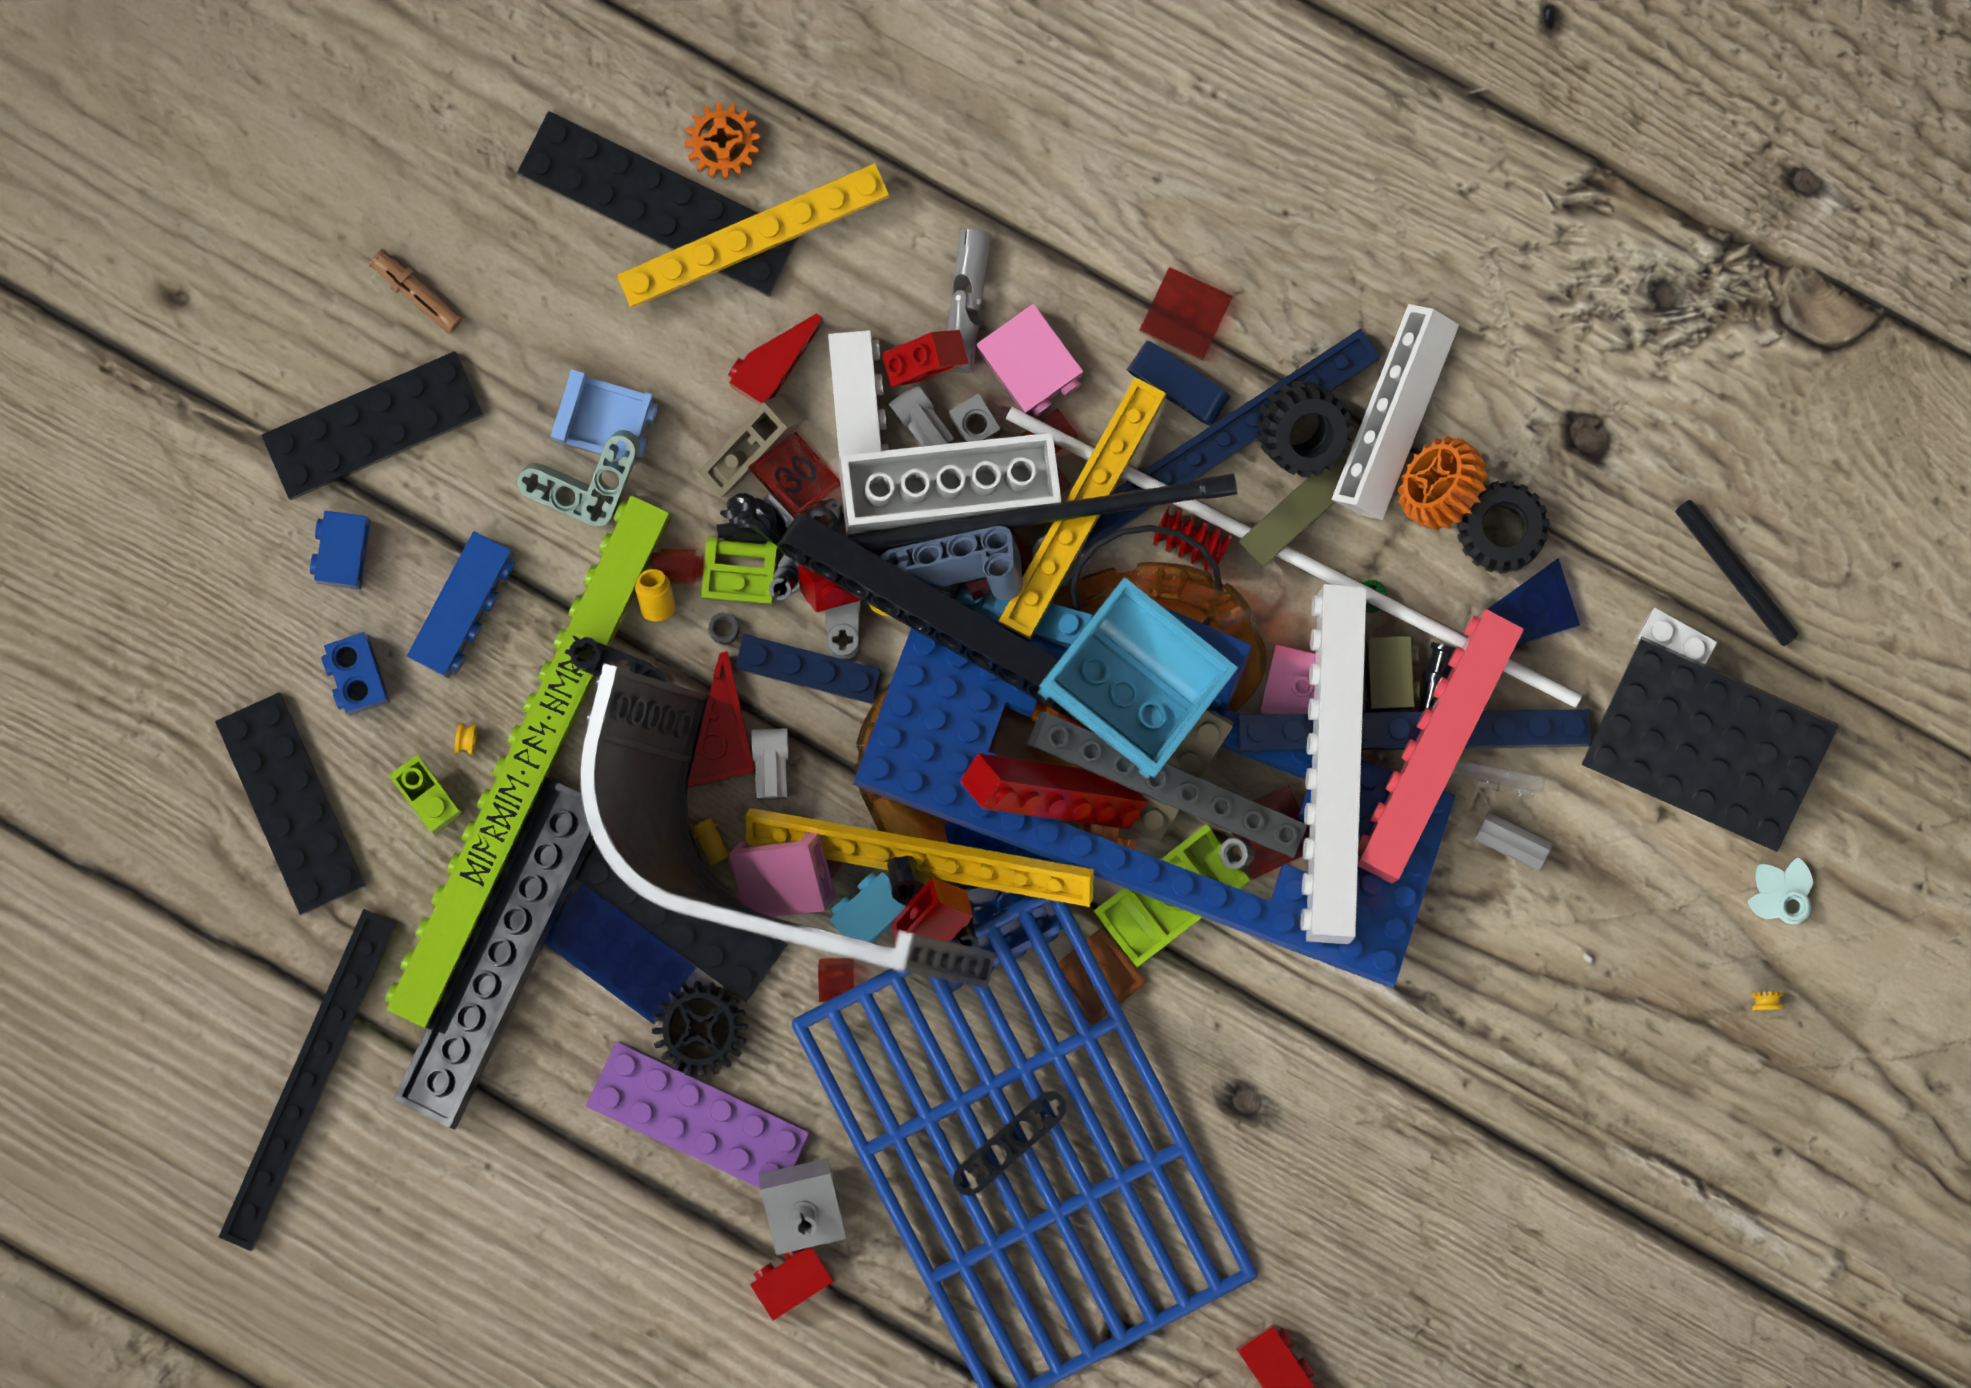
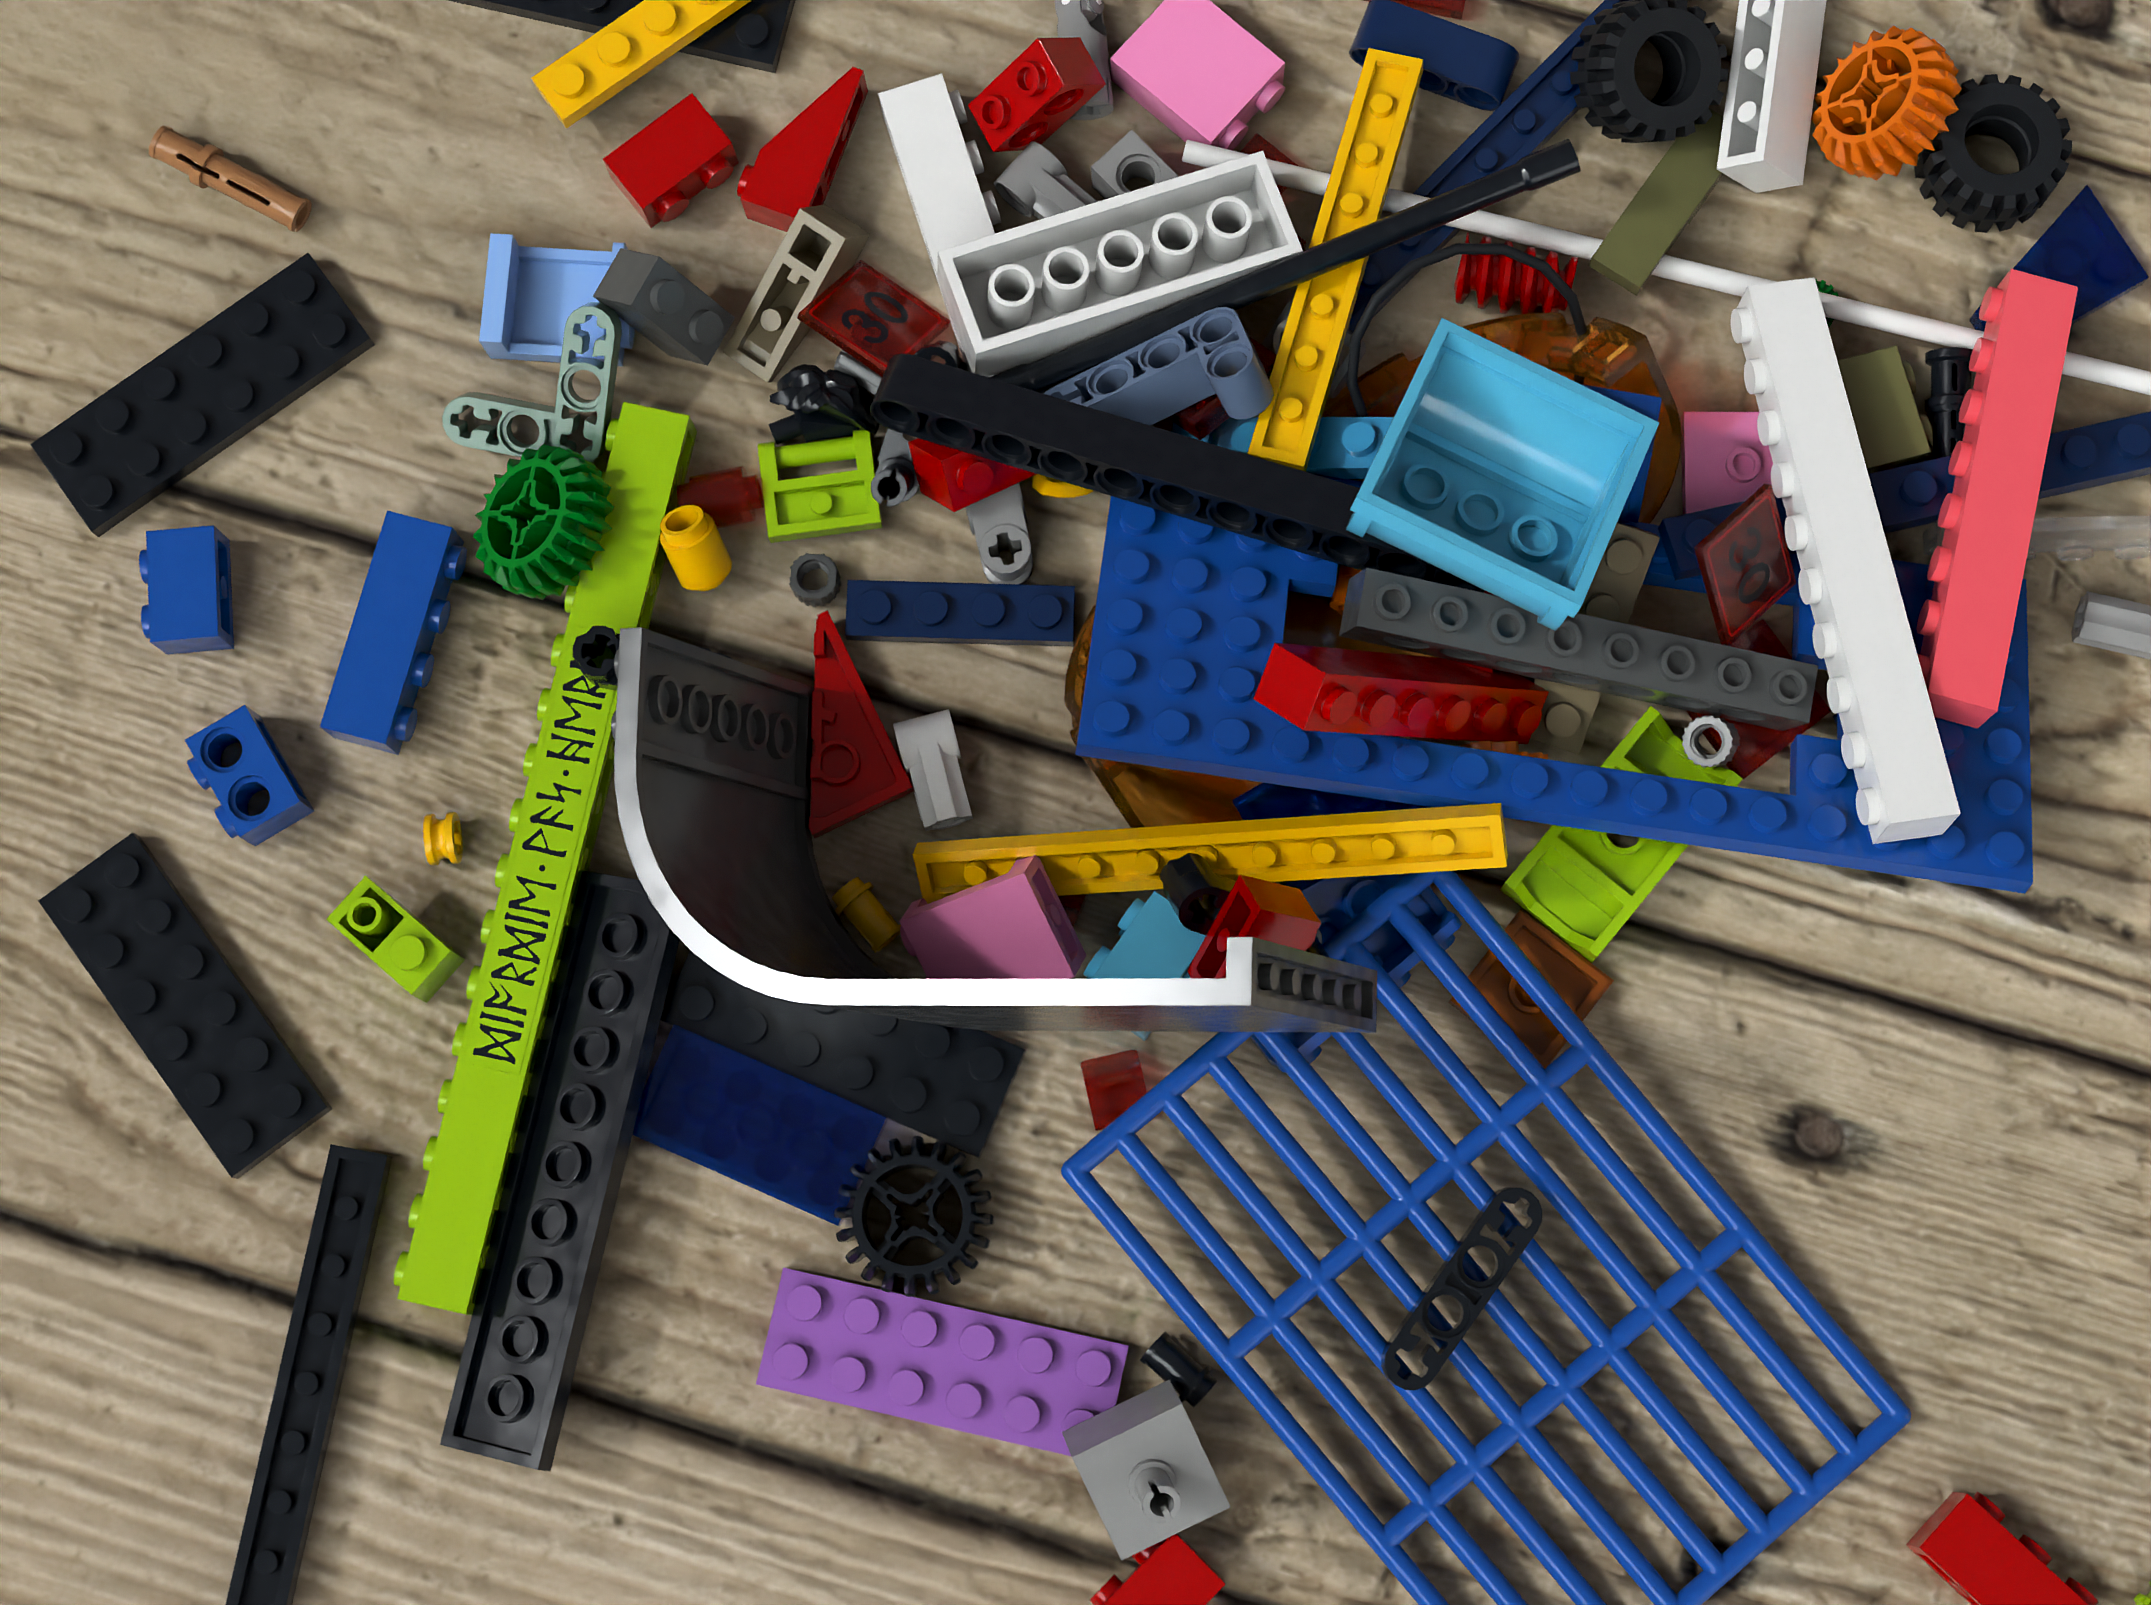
camera: 10 degrees left, 5 degrees down
(566, 559) = (543, 522): none -> green gear
(668, 441) = (664, 306): none -> dark grey brick
(692, 345) = (672, 161): none -> red brick
(836, 1153) = (1174, 1364): none -> black pin
(1277, 756) = (1745, 565): none -> clear red piece

